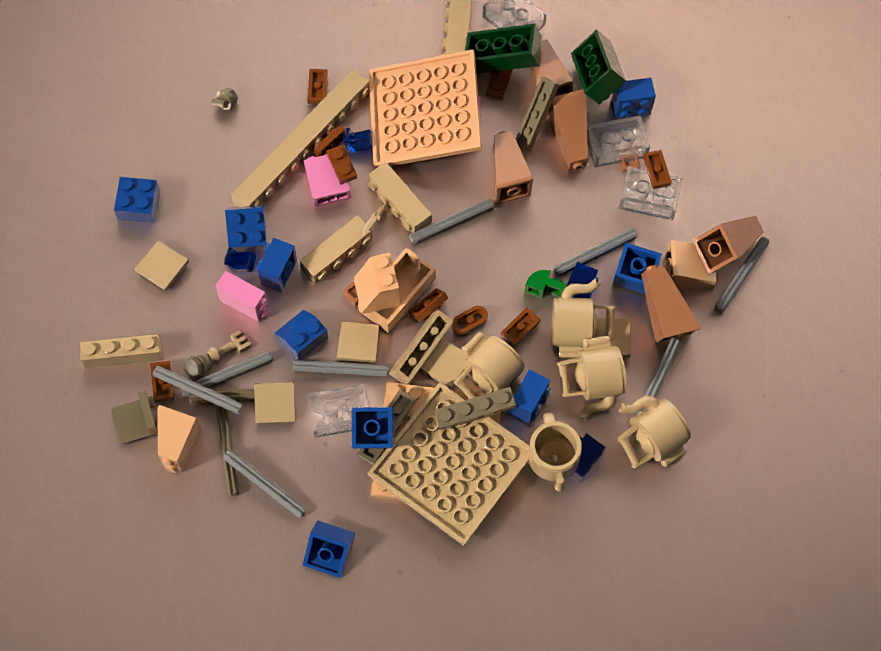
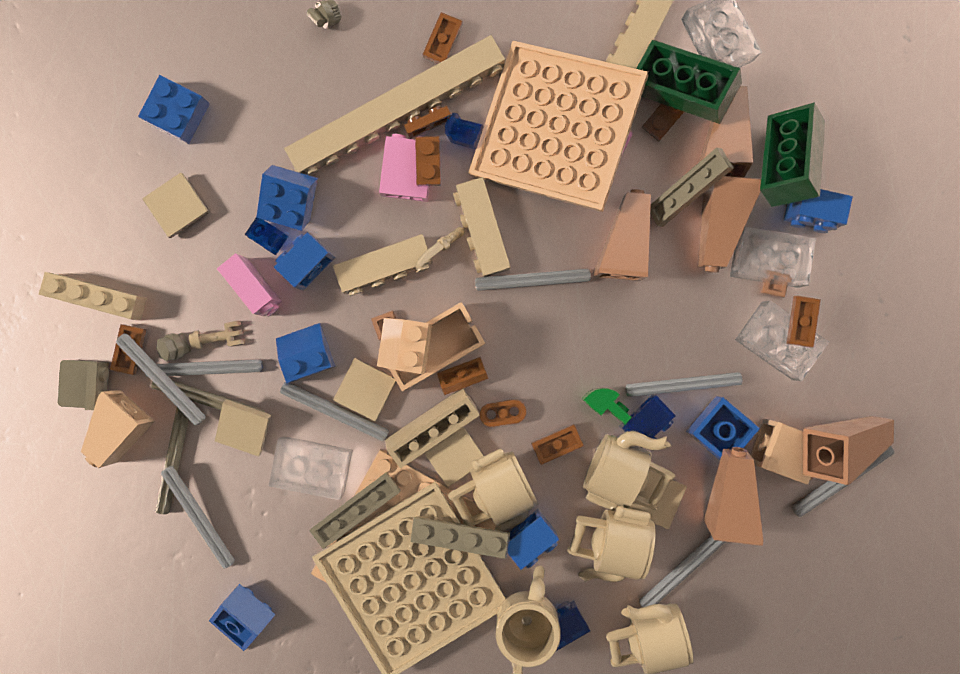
camera: 25 degrees right, 20 degrees up
(373, 428) = (332, 518): blue brick -> none

